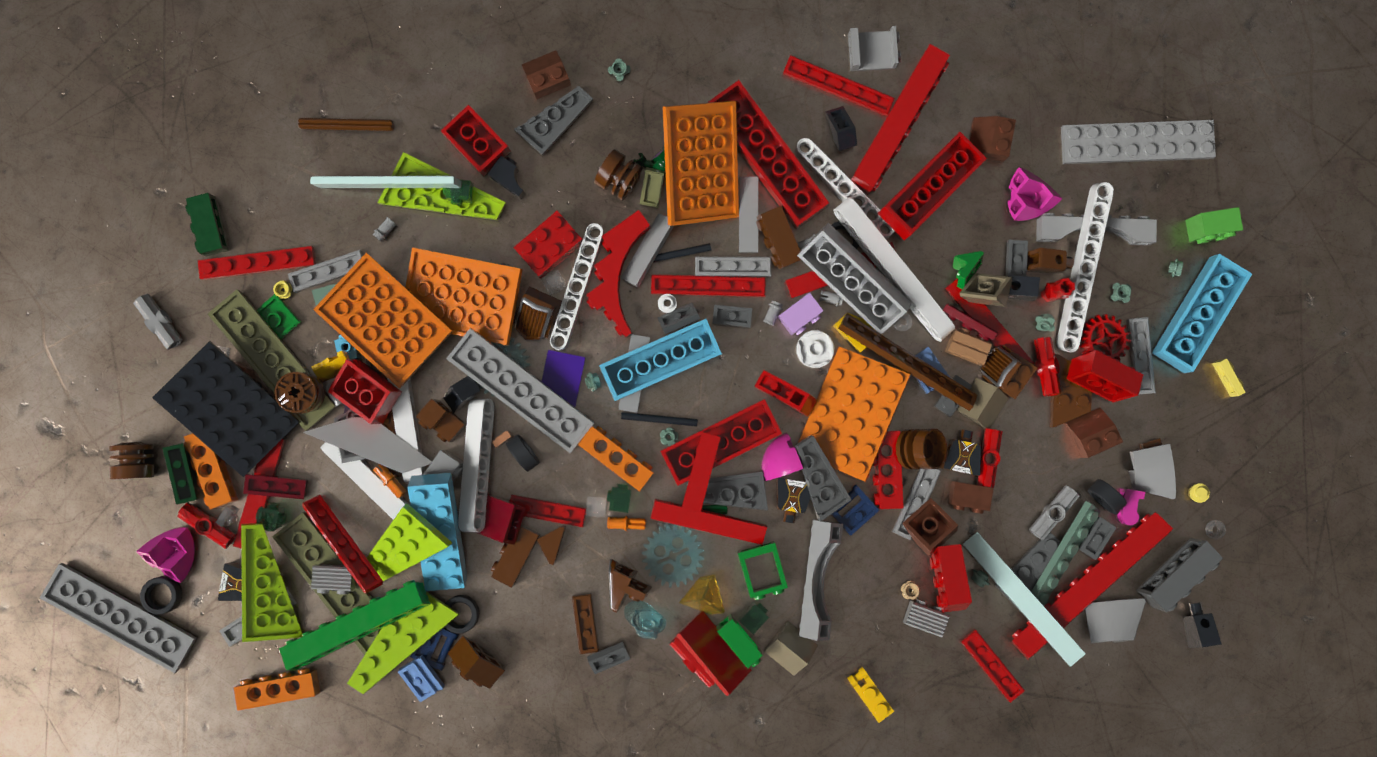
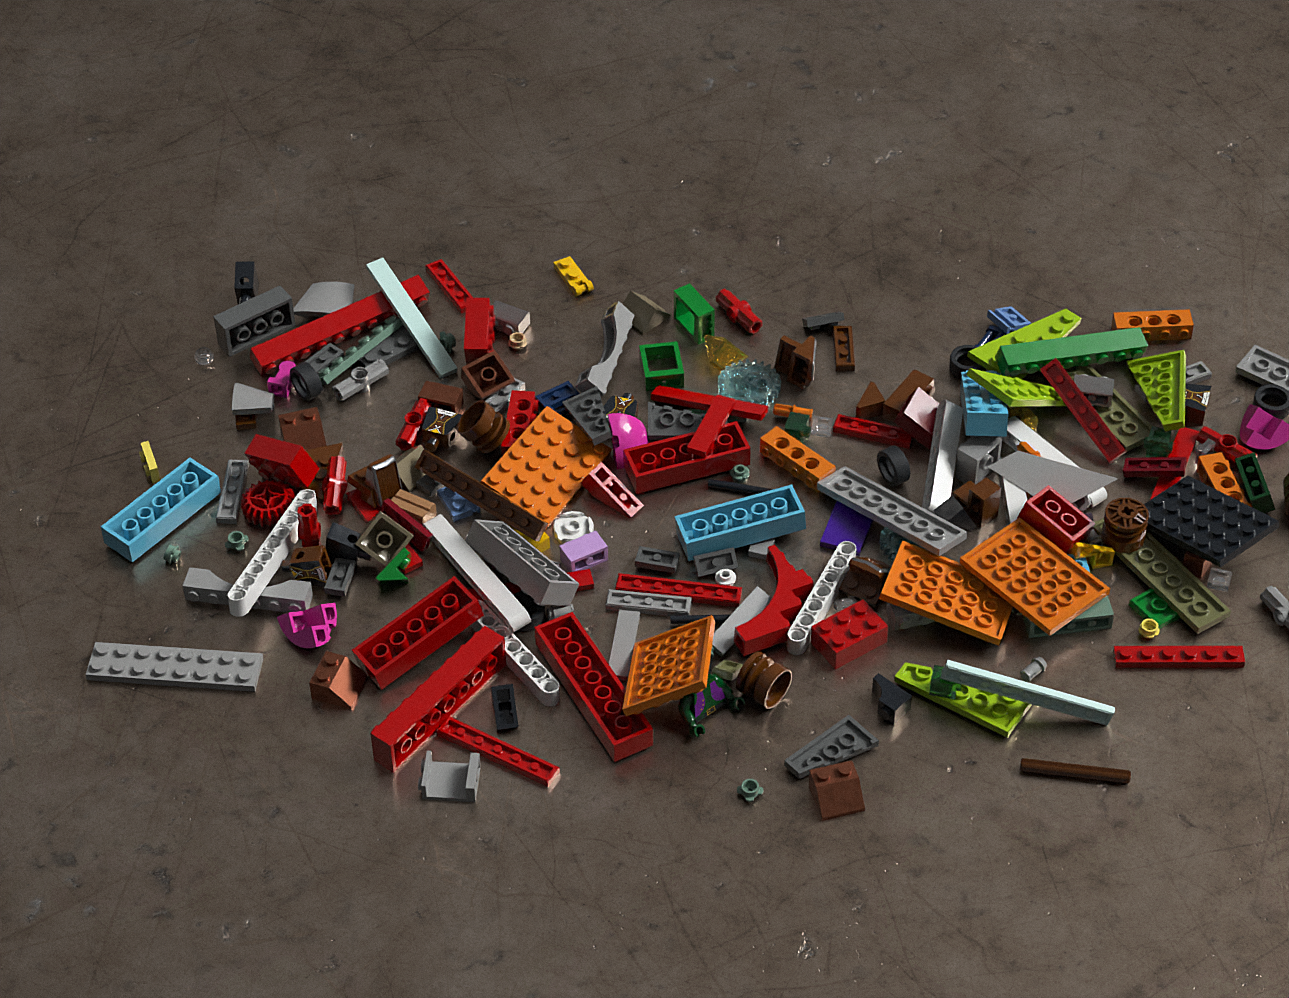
camera: 165 degrees left, 40 degrees down
(206, 224) = (1235, 690): dark green brick -> none
(323, 271) = (1097, 642): light grey tile -> none
(474, 663) = (956, 321): reddish brown brick -> none
(475, 140) = (923, 730): red brick -> none
(503, 438) = (914, 484): nougat tile -> none
(592, 381) = (814, 520): sand green plate -> none
(644, 619) = (776, 330): clear light blue piece -> none
(713, 653) = (730, 316): red tile -> none
(754, 617) = (677, 330): clear green brick -> none
(773, 313) = (609, 562): light grey pin -> none
(778, 237) = (595, 613): reddish brown brick -> none
(1045, 322) = (326, 522): sand green plate -> none
(1199, 493) = (210, 384): light yellow plate -> none
(1214, 225) = (123, 575): bright green brick -> none

